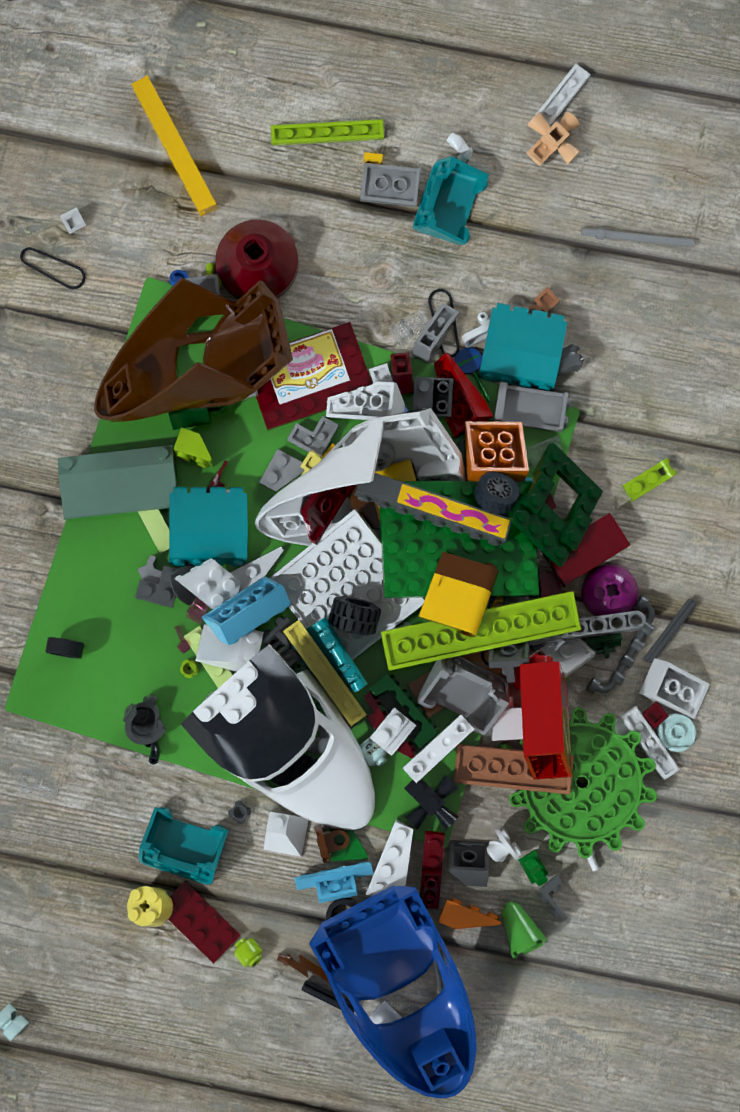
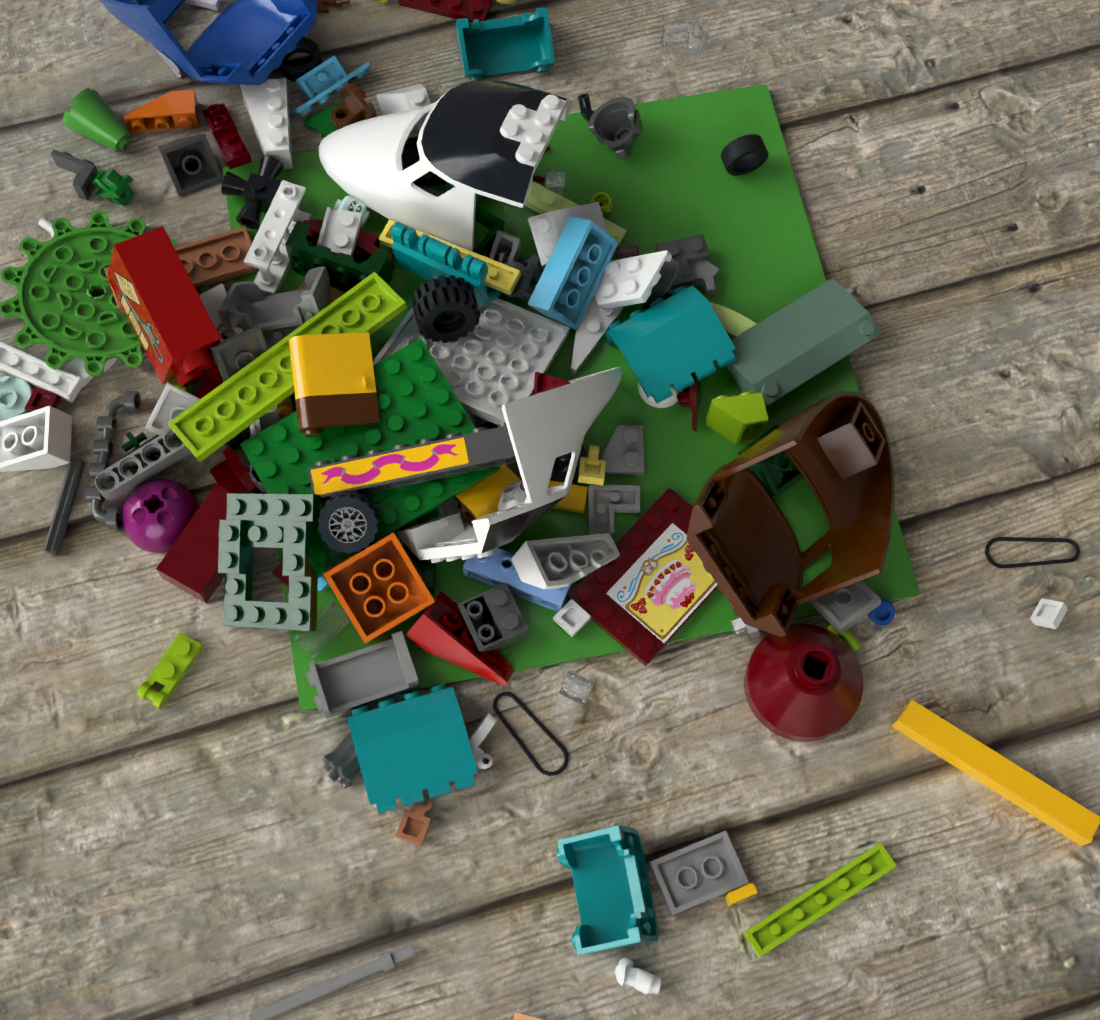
camera: 145 degrees right, 15 degrees down
(183, 646) = (622, 220): hand -> none
(402, 372) = (548, 633): dark red slope -> none
(434, 333) = (534, 709): light grey slope -> none
(469, 362) = (473, 696): blue piece -> none
(502, 846) = (155, 189): white plate -> none

